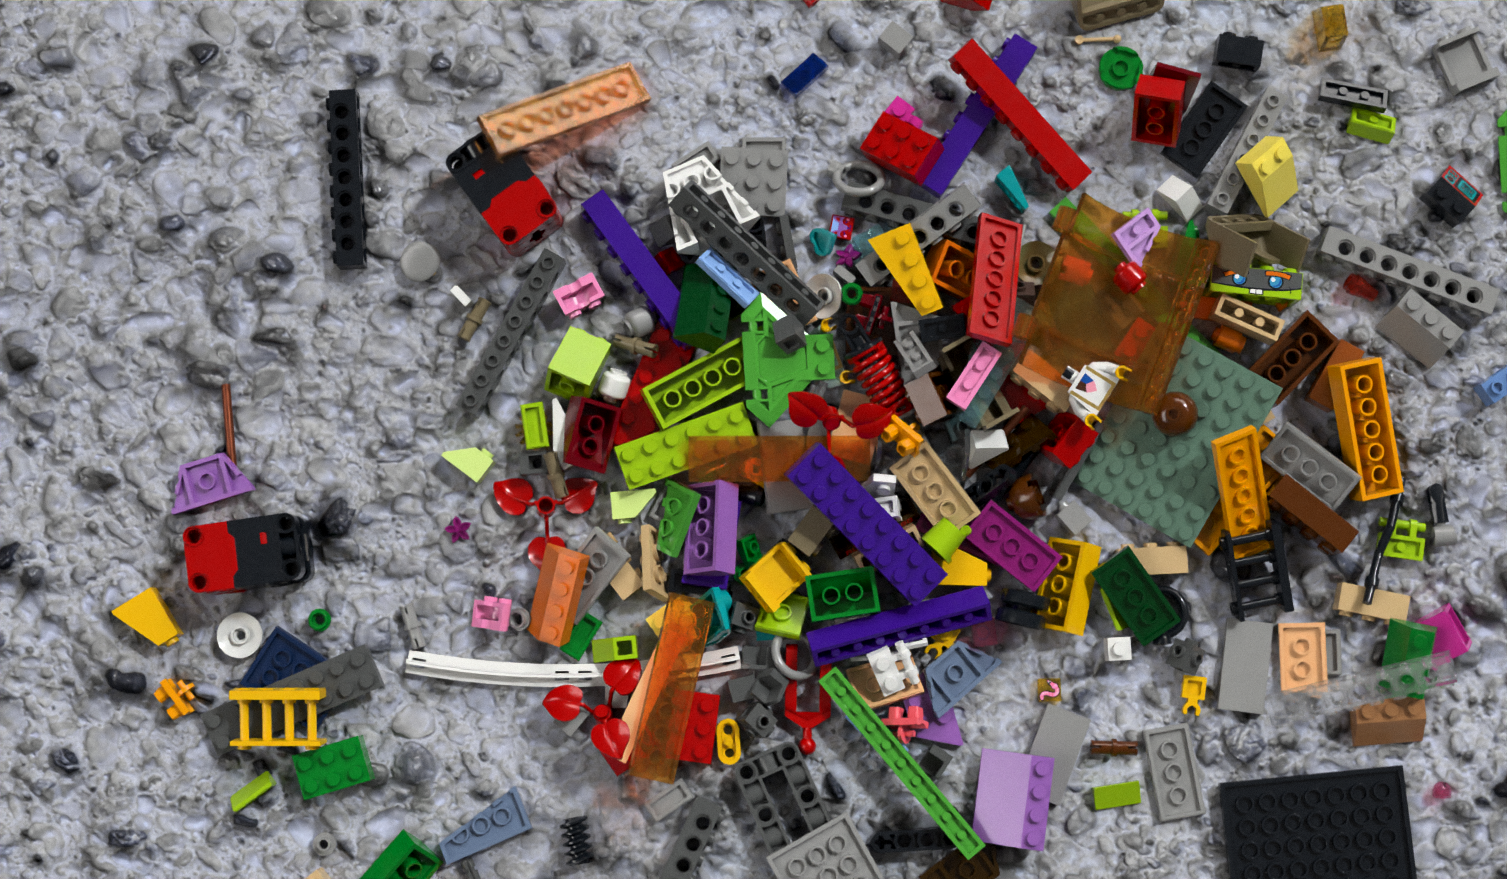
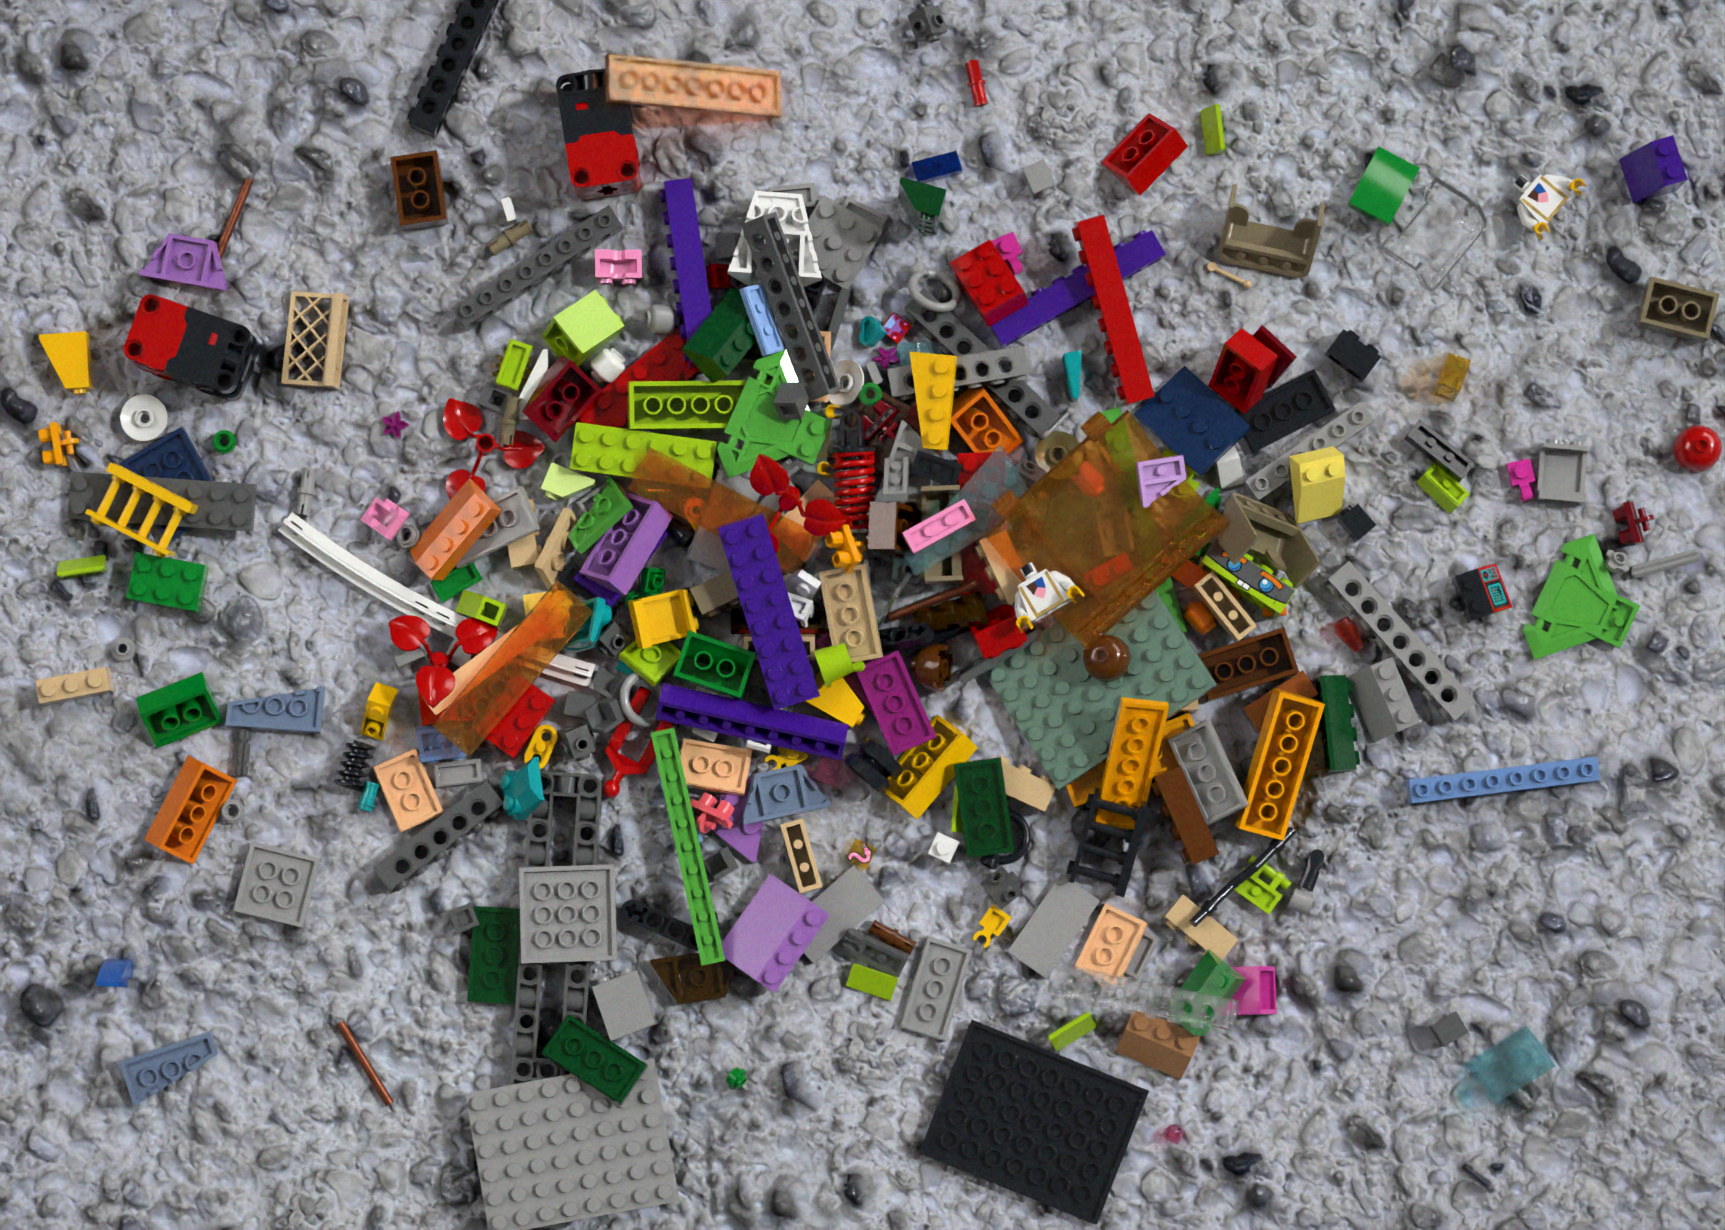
camera: 20 degrees right, 0 degrees up
(368, 481) = (335, 340): none -> tan fence
(376, 318) = (419, 190): none -> reddish brown brick
(419, 261) = (487, 157): light grey piece -> none
(471, 462) = (439, 368): yellowish green slope -> none
(573, 783) = (379, 711): none -> yellow slope
(602, 861) = (368, 796): none -> teal pin
(633, 837) = (408, 790): none -> light nougat tile
(635, 345) = (646, 339): dark tan pin -> none
(637, 789) = (435, 746): none -> medium blue bracket
(733, 787) = (522, 789): none -> teal slope
(812, 109) = (922, 204): none -> dark green slope
(886, 671) = (718, 756): white plate -> none
(986, 446) = (919, 598): white slope -> none
(994, 280) = (1005, 448): red plate -> none
(1001, 719) = (801, 856): none -> tan brick
(1072, 517) = (966, 706): light grey brick -> none
(1106, 768) = (875, 952): none -> dark grey hinge
(1120, 68) = (1235, 311): green tile -> none
(1129, 277) = (1130, 510): red head -> none
(1135, 176) = (1192, 421): none -> dark blue plate
(1307, 747) = (1071, 1031): none -> lime slope
(1316, 191) = (1355, 522): none -> black brick
(1400, 377) = (1336, 725): none -> dark green slope
(1431, 81) = (1521, 475): none -> dark pink plate

